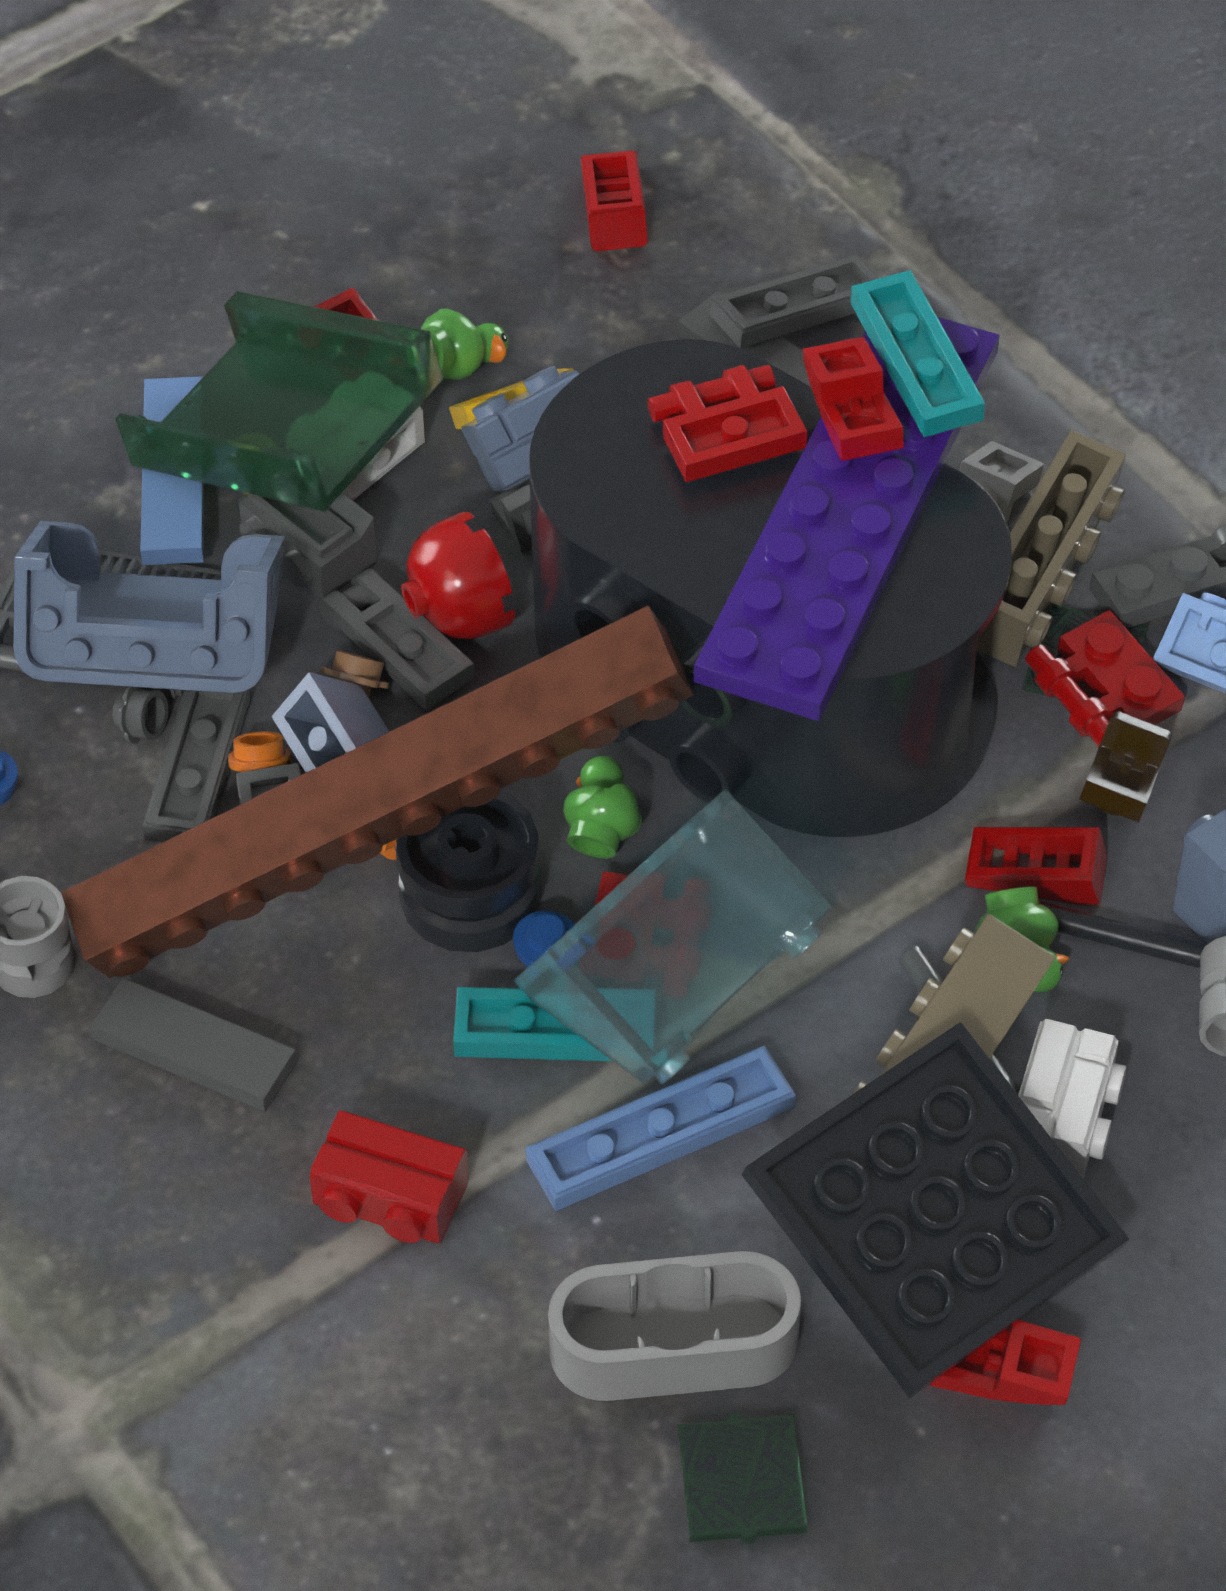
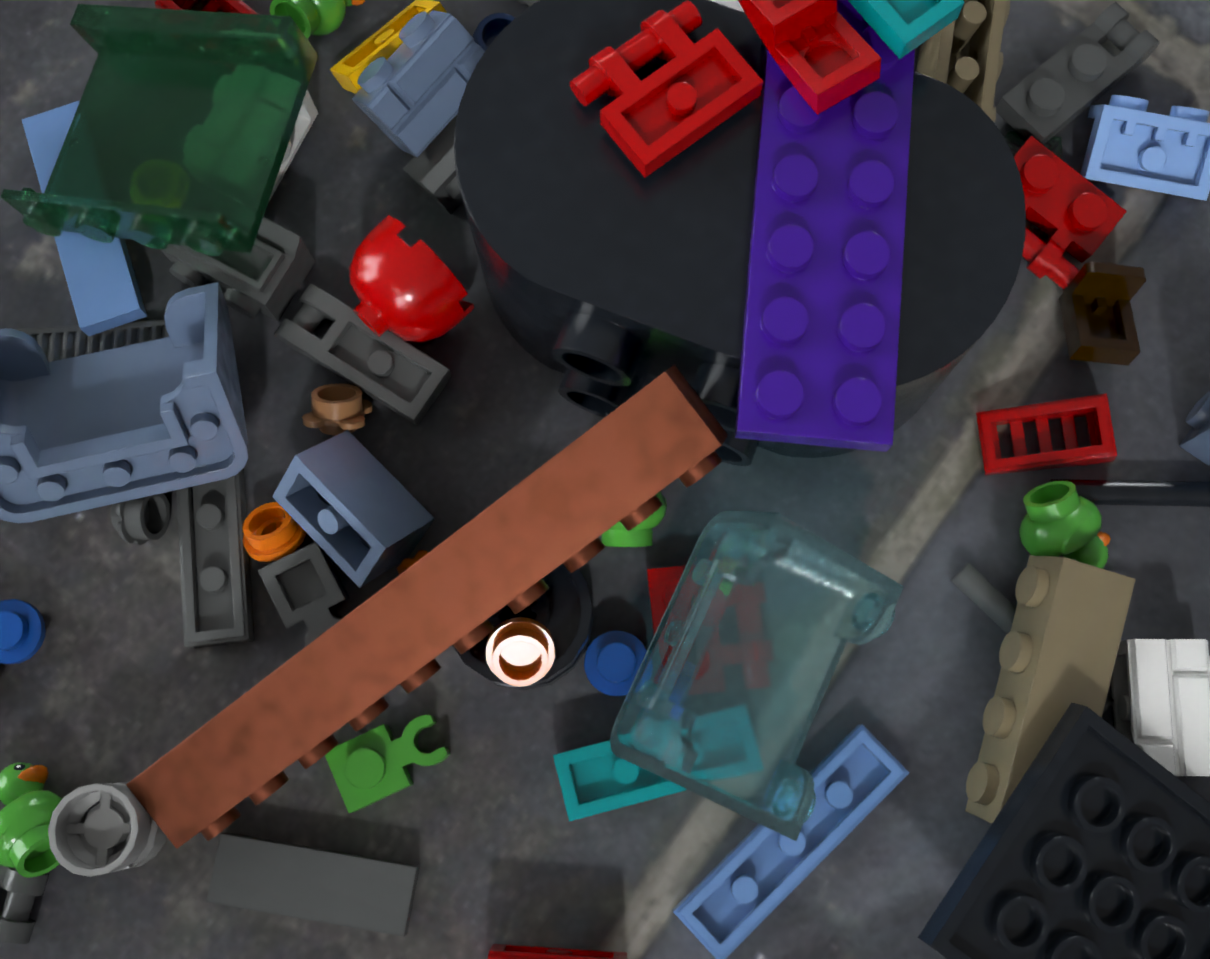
camera: 15 degrees left, 25 degrees up
(286, 967) = (377, 764): none -> bright green plate
(457, 861) = (520, 651): none -> plate

